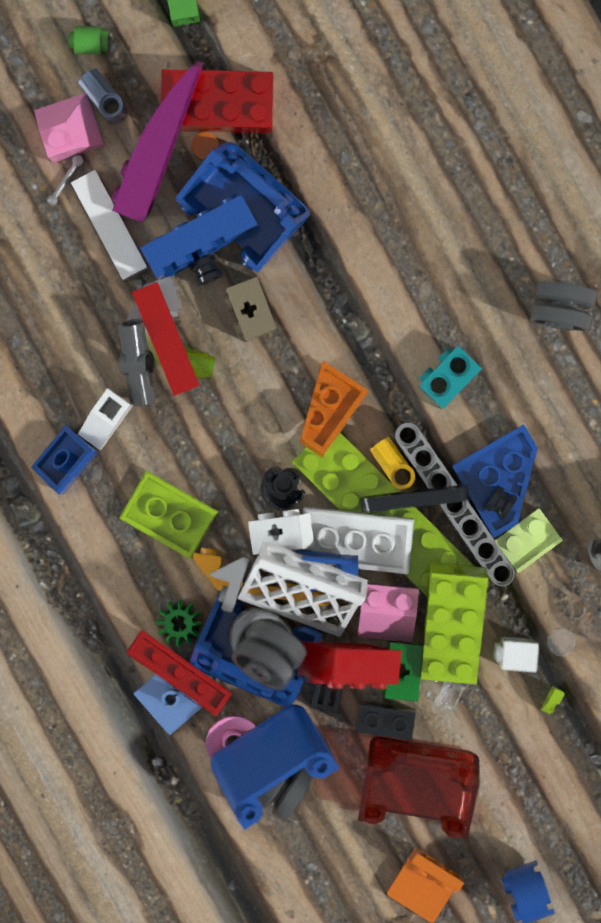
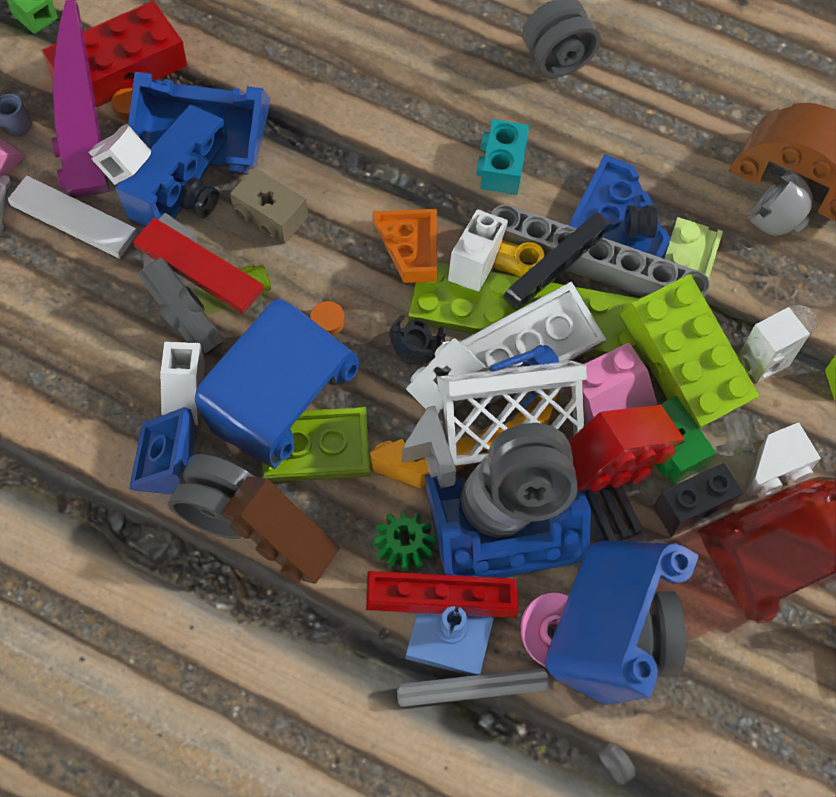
camera: 35 degrees left, 25 degrees down
(76, 520) = (206, 492): none -> dark grey wheel
(100, 573) = (280, 530): none -> reddish brown brick
(161, 222) = (120, 154): none -> white brick
(161, 739) = (472, 687): none -> light grey axle
(165, 462) = (271, 381): none -> blue windscreen
(213, 840) = (617, 763): none -> clear tile
(236, 426) = (329, 316): none -> orange tile
(367, 451) = (476, 250): none -> white slope
(463, 729) = (782, 458): none -> white slope

